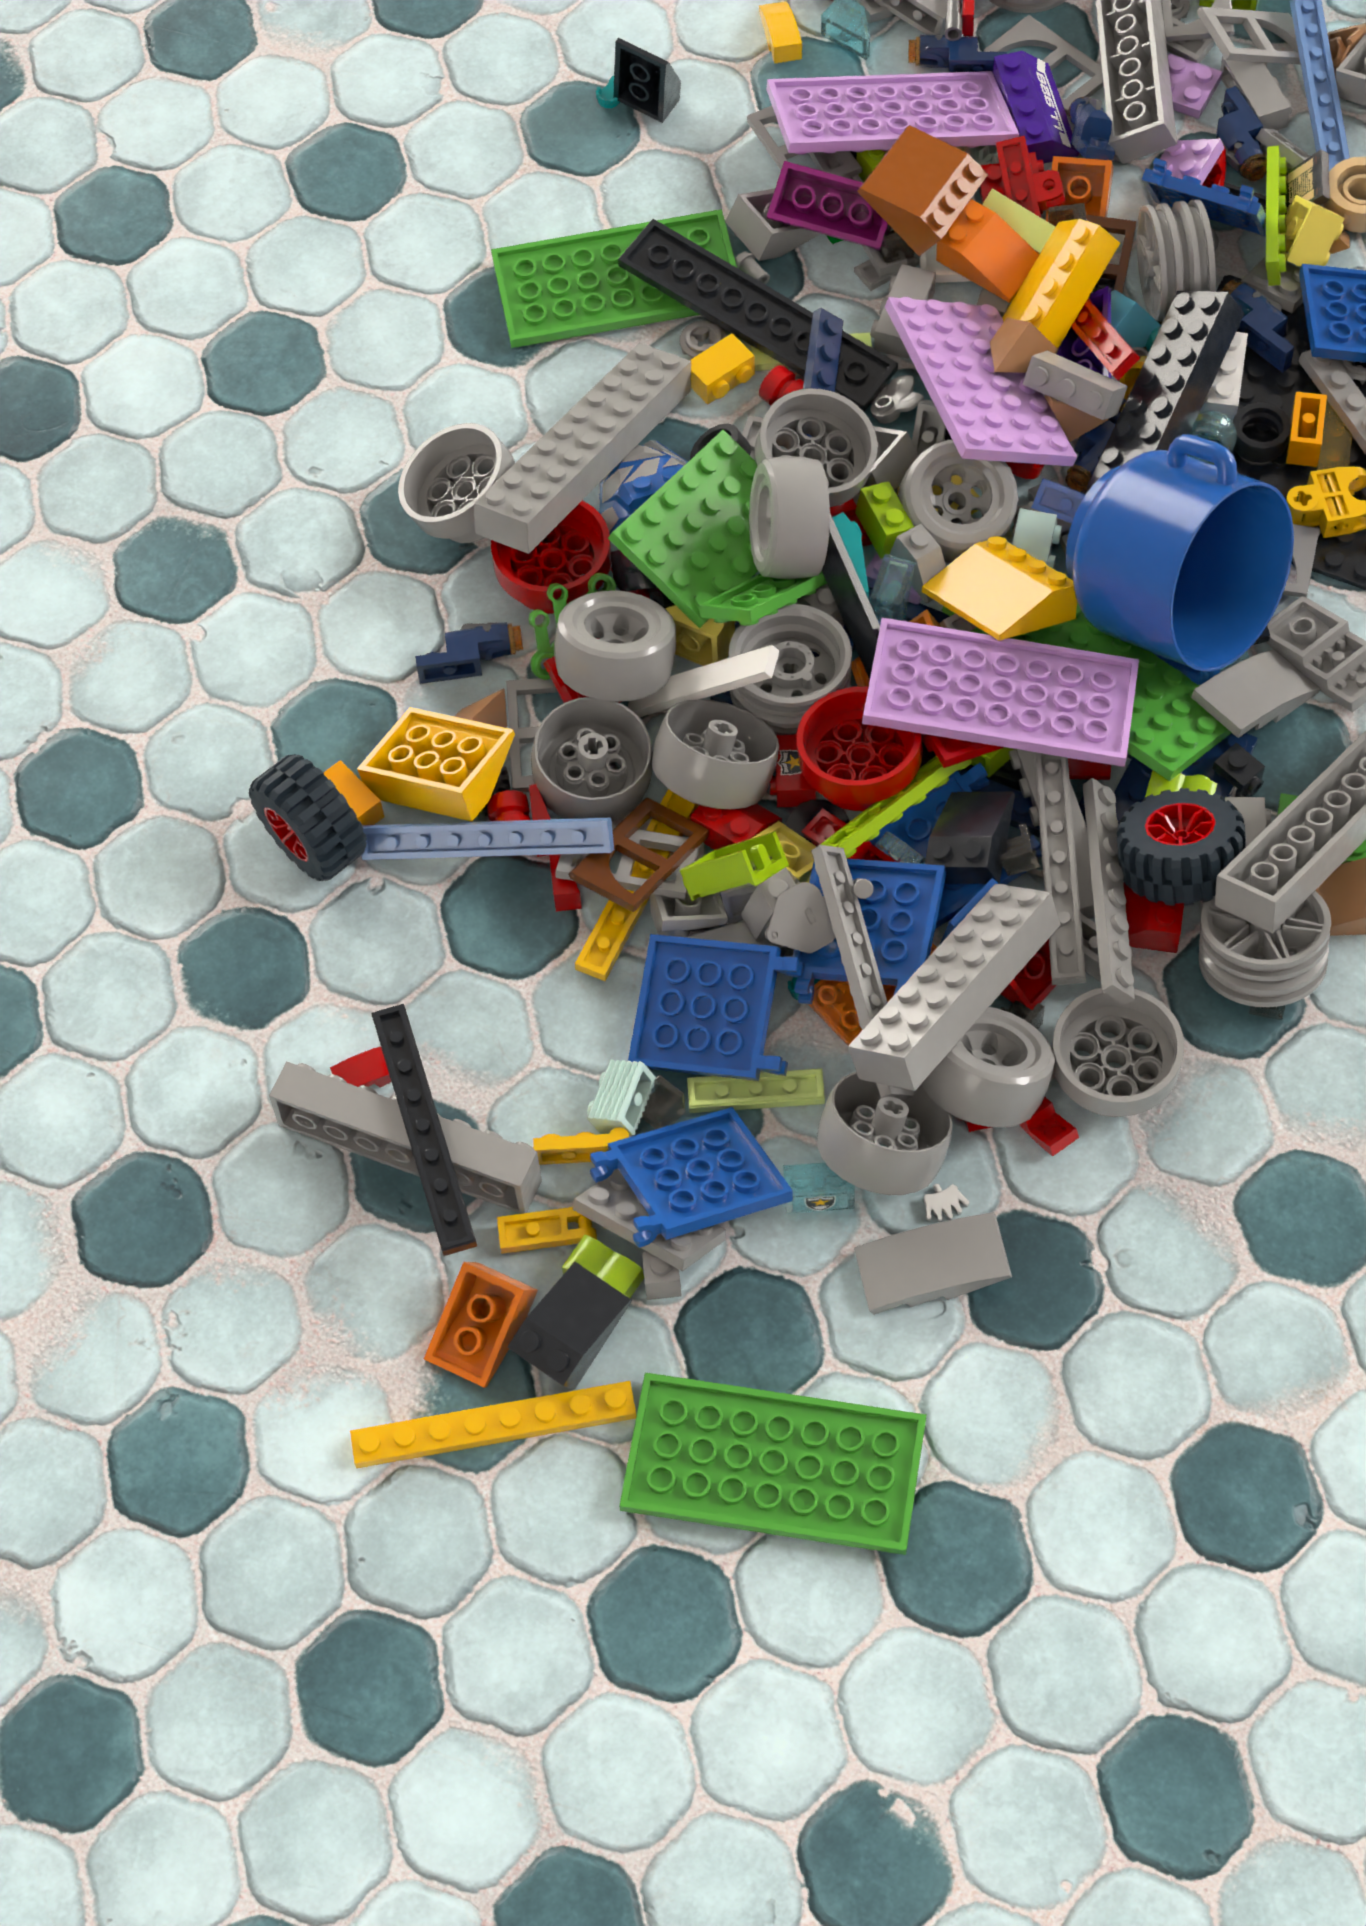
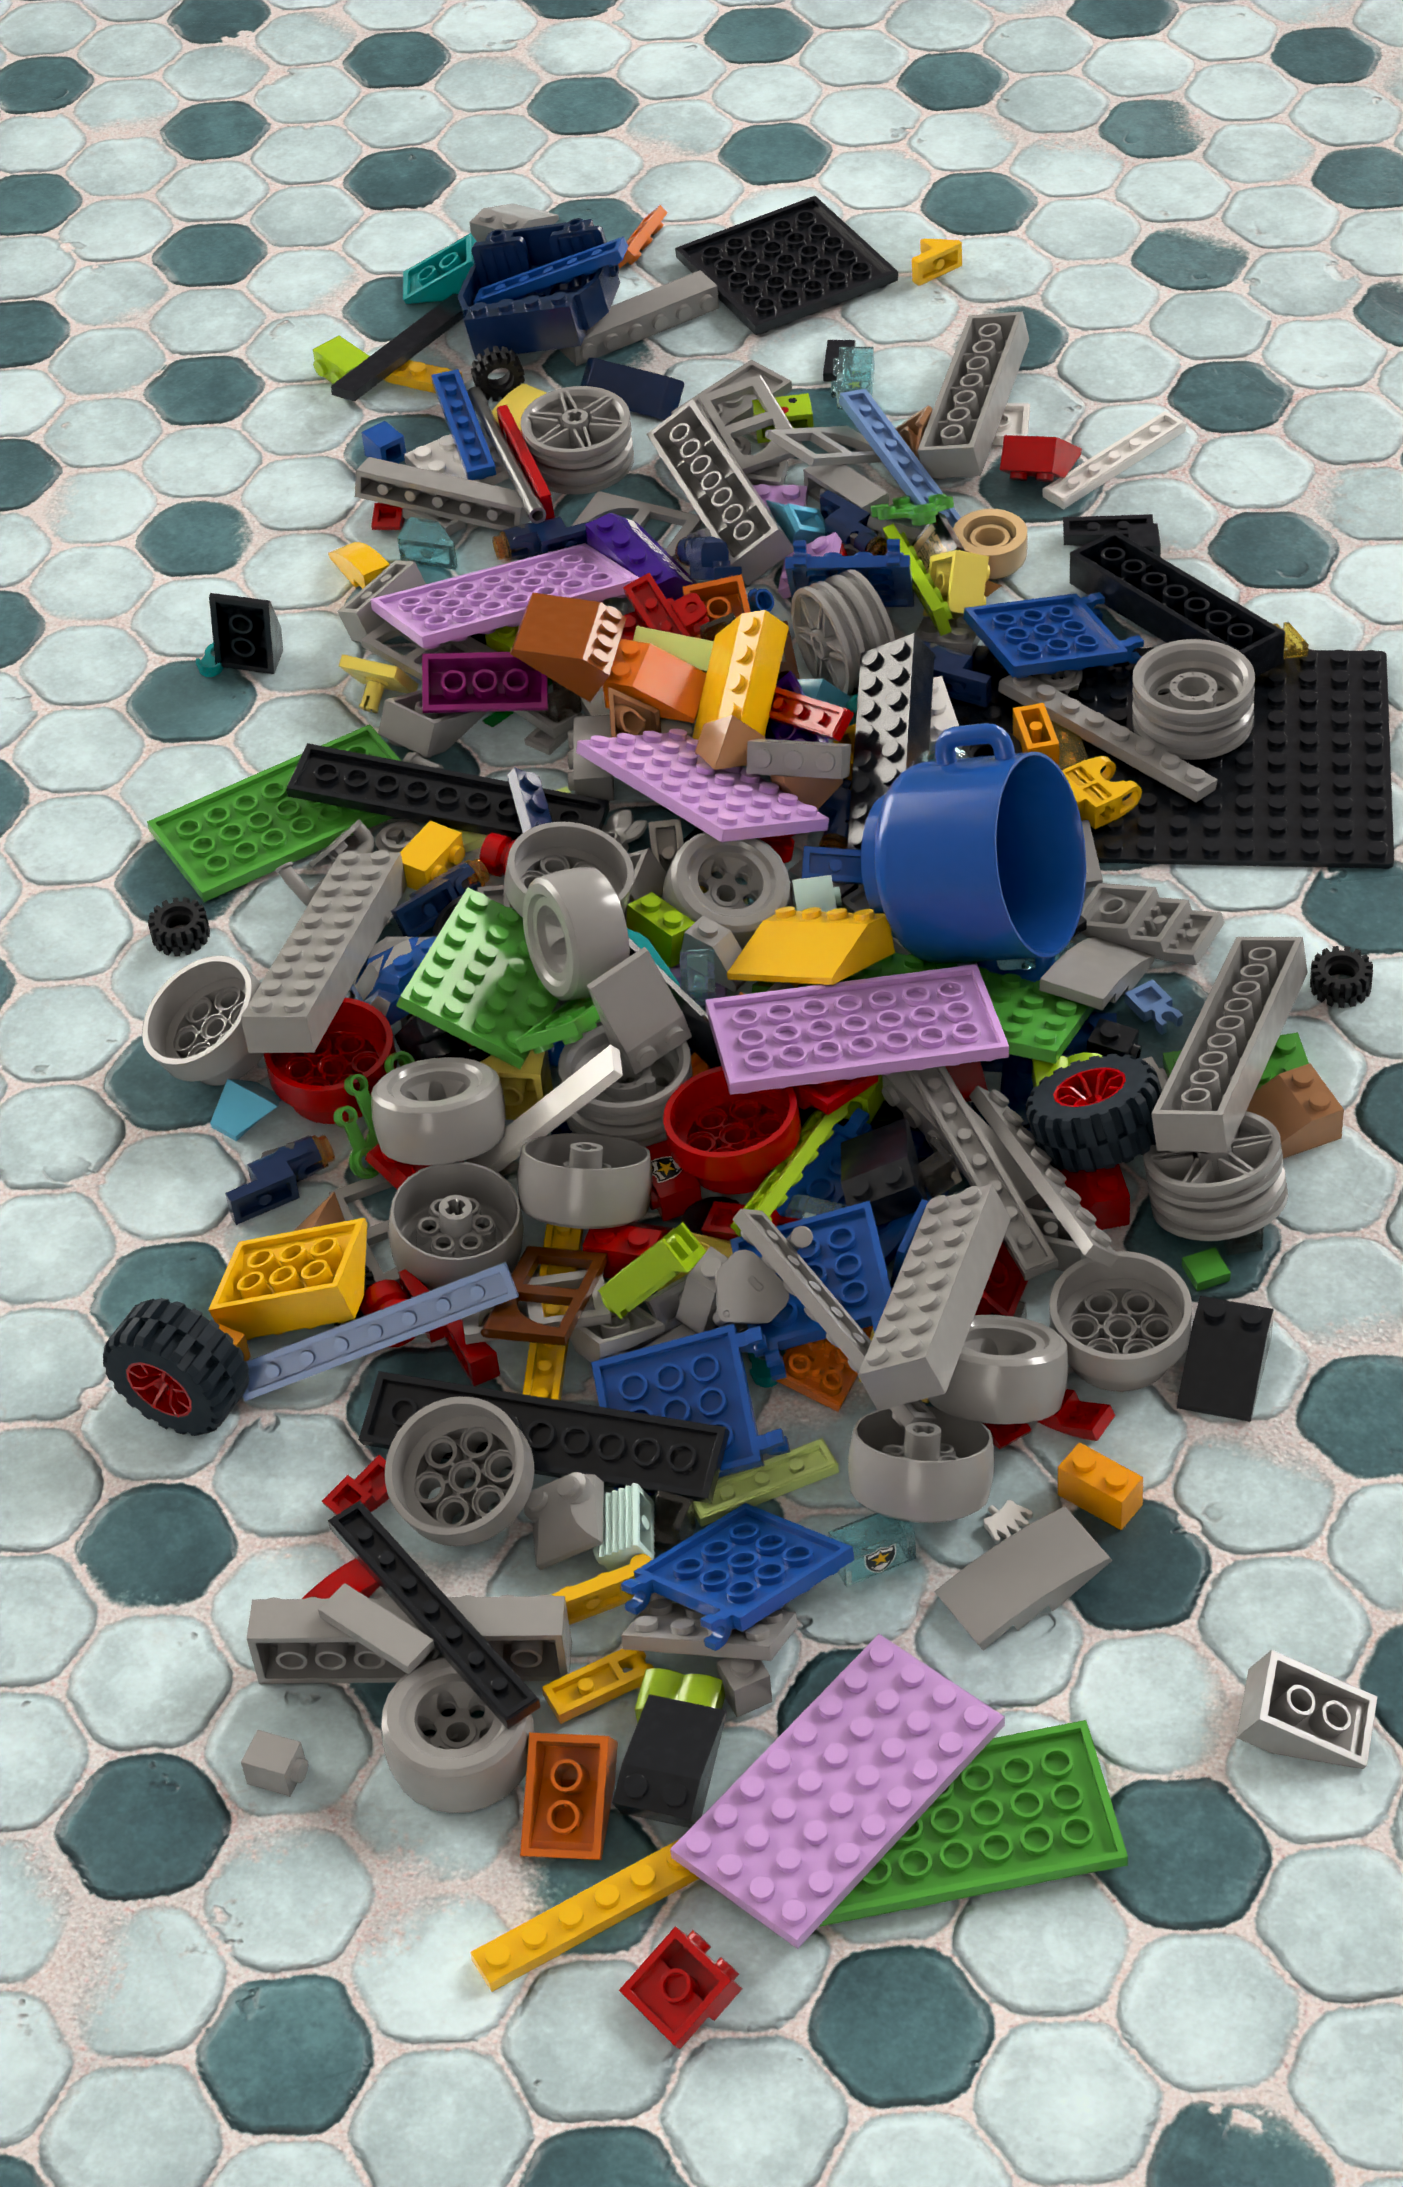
camera: 20 degrees left, 15 degrees down
(260, 1205) = (274, 1763): none -> light grey brick
(373, 1127) = (376, 1628): none -> light grey tile
(413, 1272) = (457, 1765): none -> light grey wheel
(423, 983) = (367, 1487): none -> red slope
(466, 570) = (242, 1107): none -> medium azure slope
(471, 978) = (459, 1428): none -> light grey wheel
(483, 380) = (177, 914): none -> black tyre
(501, 1525) = (681, 1986): none -> red plate
(577, 1069) = (566, 1517): none -> light grey slope
(588, 988) = (571, 1436): none -> black plate
(639, 335) = (297, 885): none -> light grey piece
(696, 1400) = (837, 1790): none -> lavender plate
(701, 415) = (428, 902): none -> dark blue plate
(744, 165) = (377, 678): none -> light yellow tile
(800, 62) = (358, 613): none -> light grey brick
(812, 616) = (638, 1011): none -> light grey slope
(952, 282) = (631, 715): none -> medium nougat slope
(1034, 1202) = (1100, 1486): none -> light orange brick
(1113, 1478) = (1305, 1713): none -> light grey slope
(1129, 191) = (760, 600): none -> blue plate
(1194, 112) = (798, 521): none -> medium azure slope
(1197, 1118) = (1225, 1358): none -> black slope
(1222, 1023) = (1206, 1269): none -> bright green tile
(1295, 739) = (1153, 1003): none -> medium blue plate
(1299, 137) = (920, 514): none -> bright green plant

